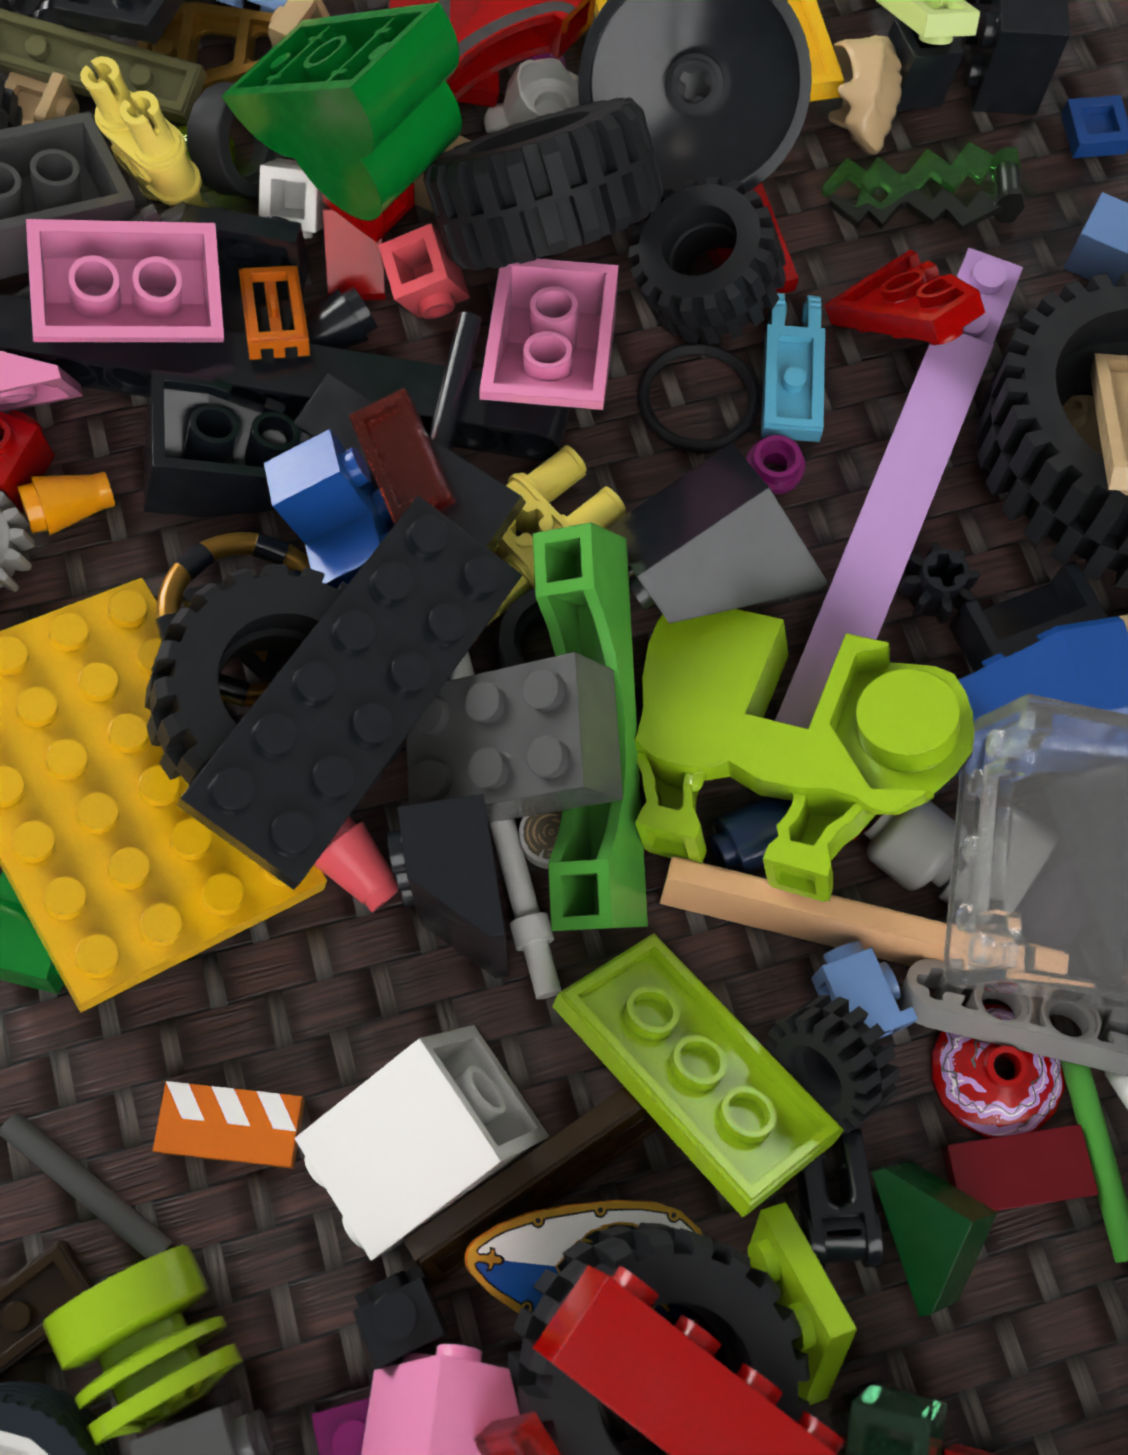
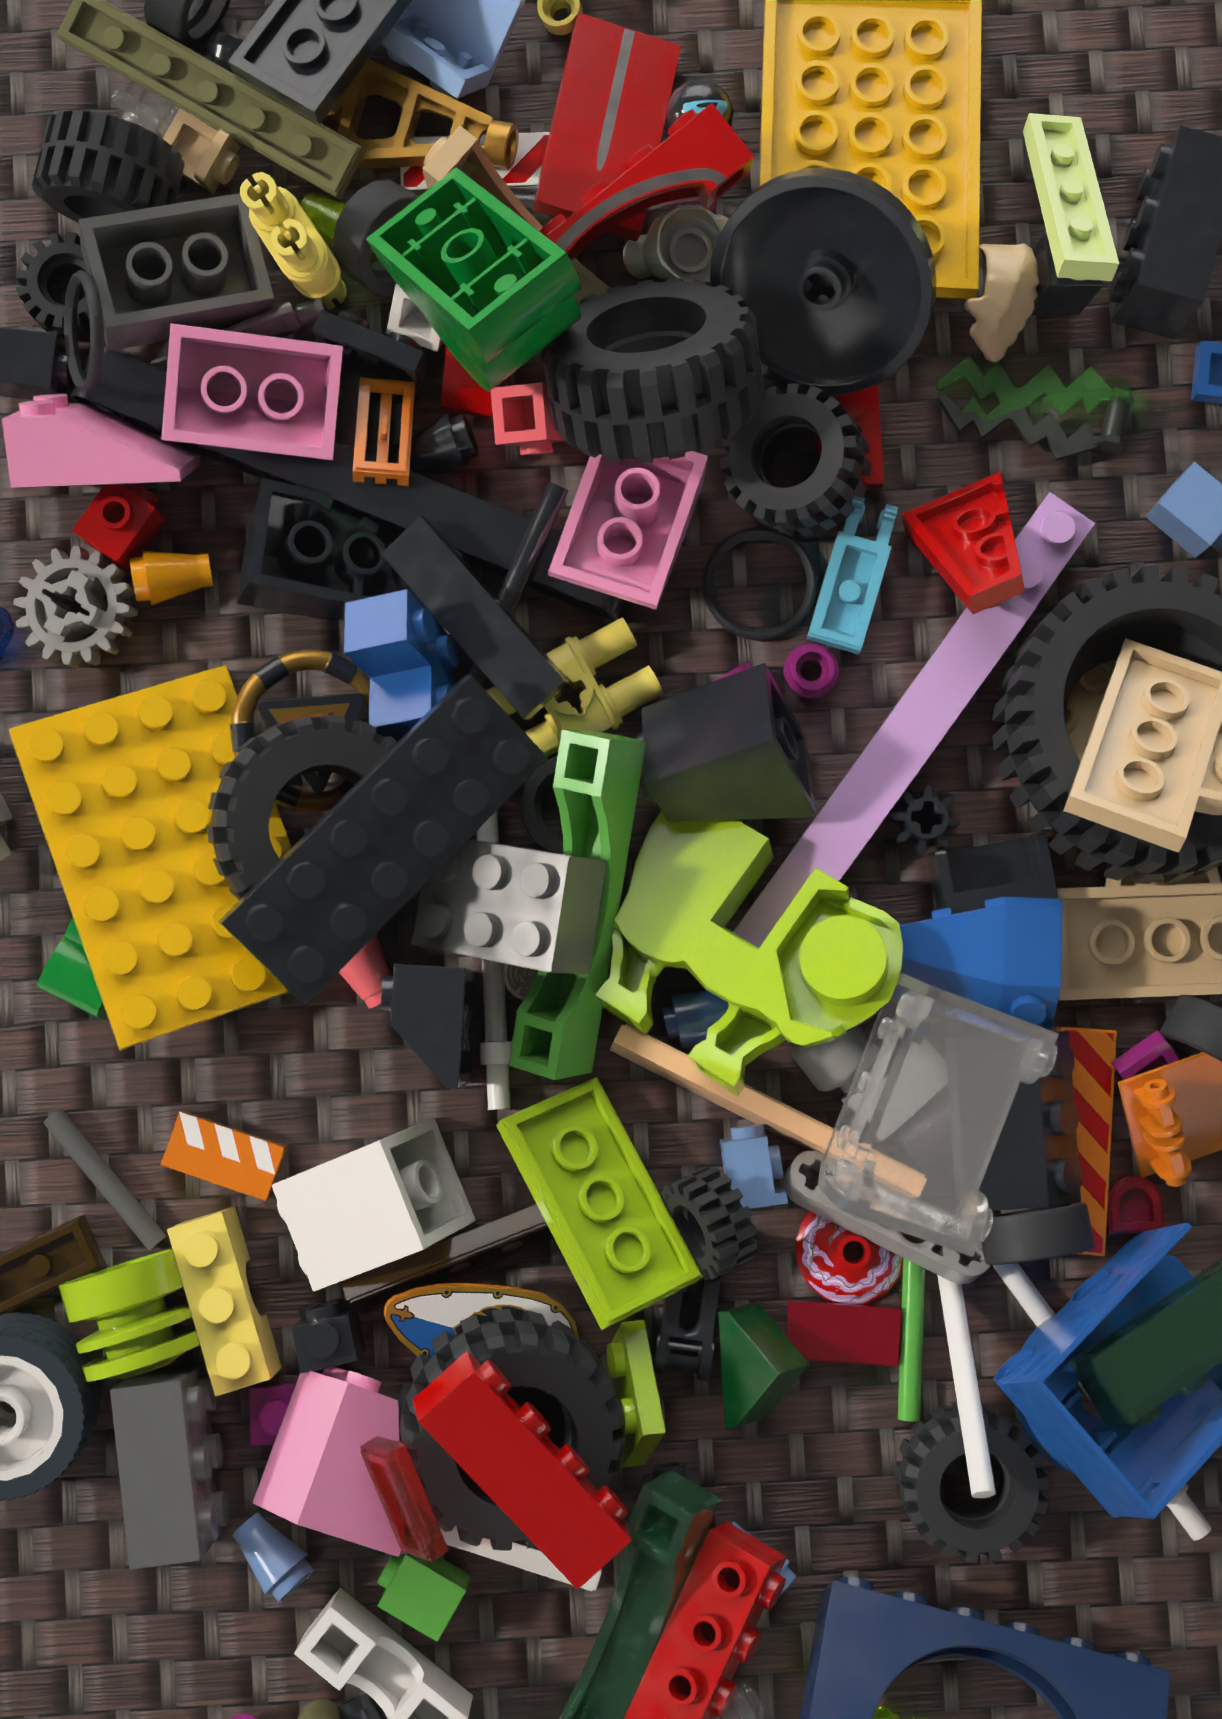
camera: 20 degrees right, 15 degrees up
(257, 1303) = (228, 1326): none -> light yellow arch
(400, 454) = (467, 618): clear red tile -> none

